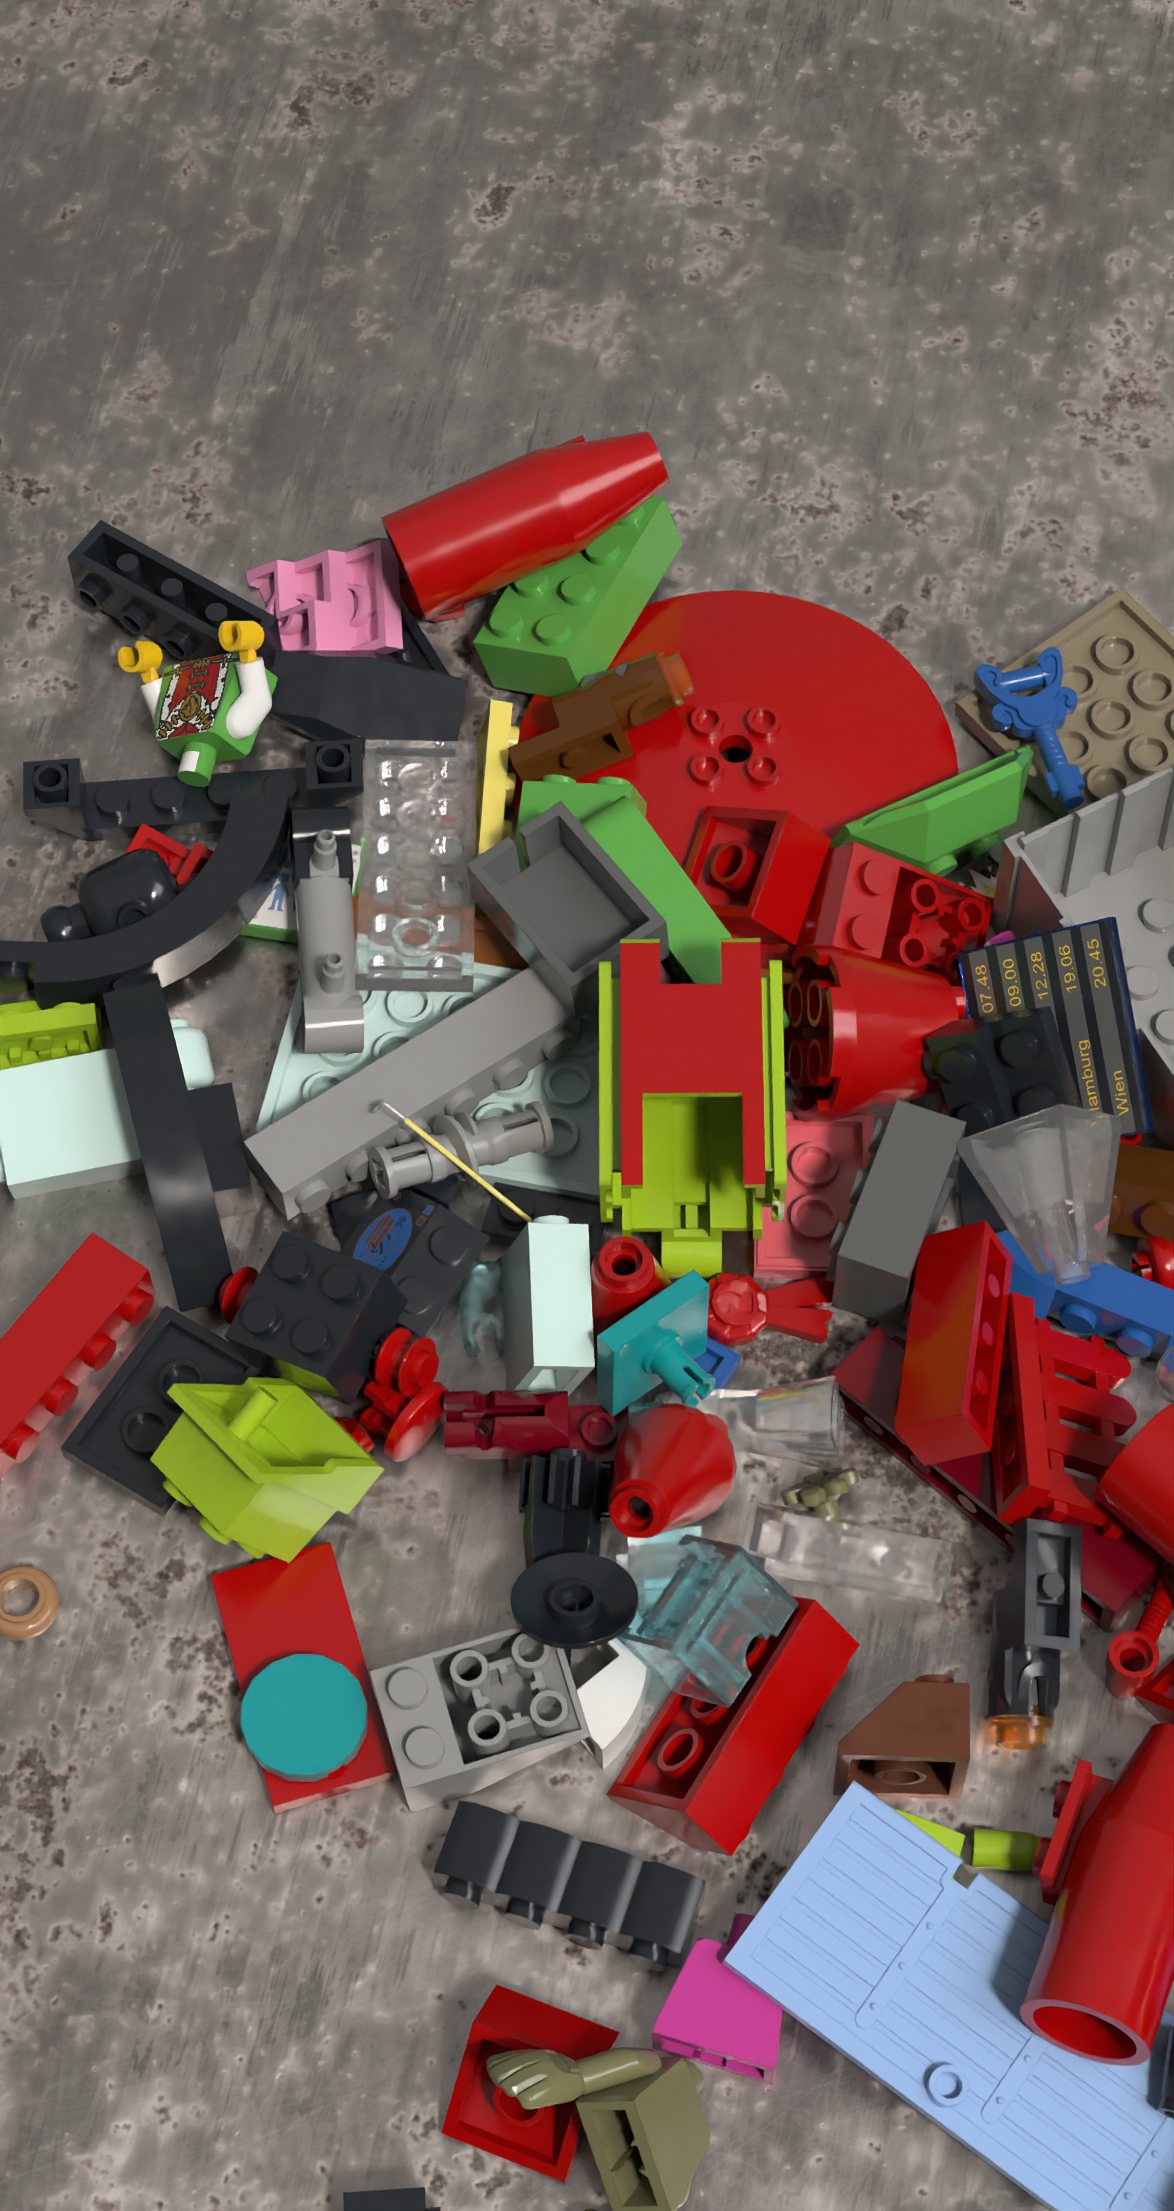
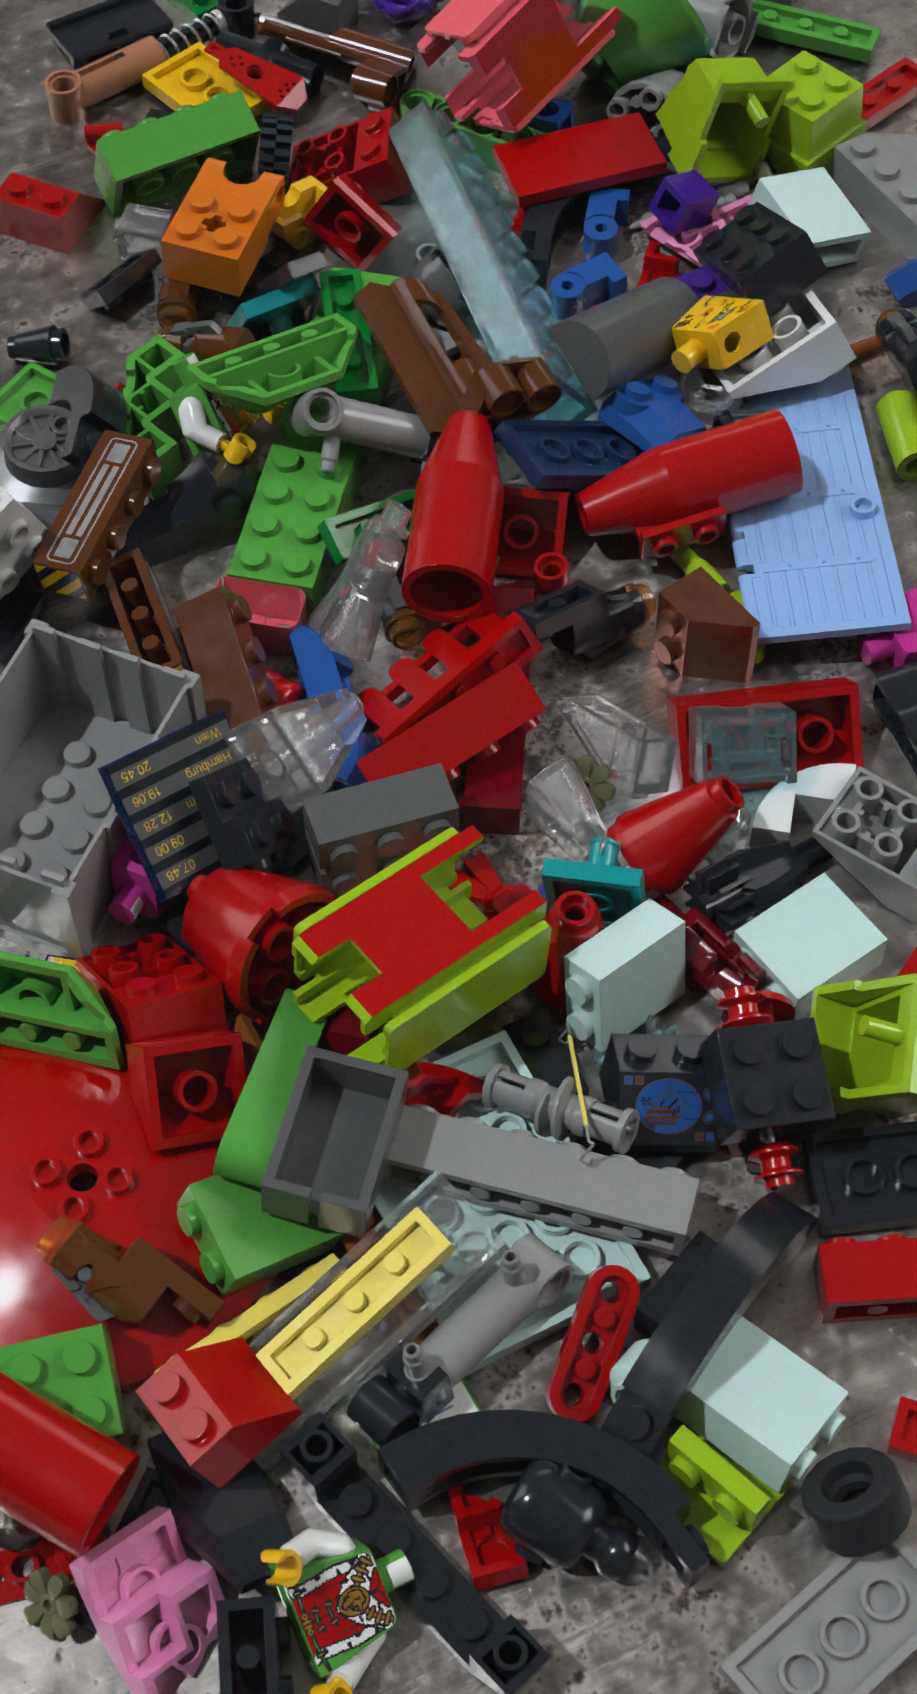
camera: 130 degrees left, 5 degrees down
(239, 1038) = (610, 1325): none -> red plate
(416, 849) = (355, 1302): none -> light yellow plate
(433, 716) = (218, 1407): none -> red slope
(448, 1538) = (811, 942): none -> light aqua brick
(564, 1091) = (441, 1087): none -> red slope
(574, 1600) = (785, 799): black dish -> none

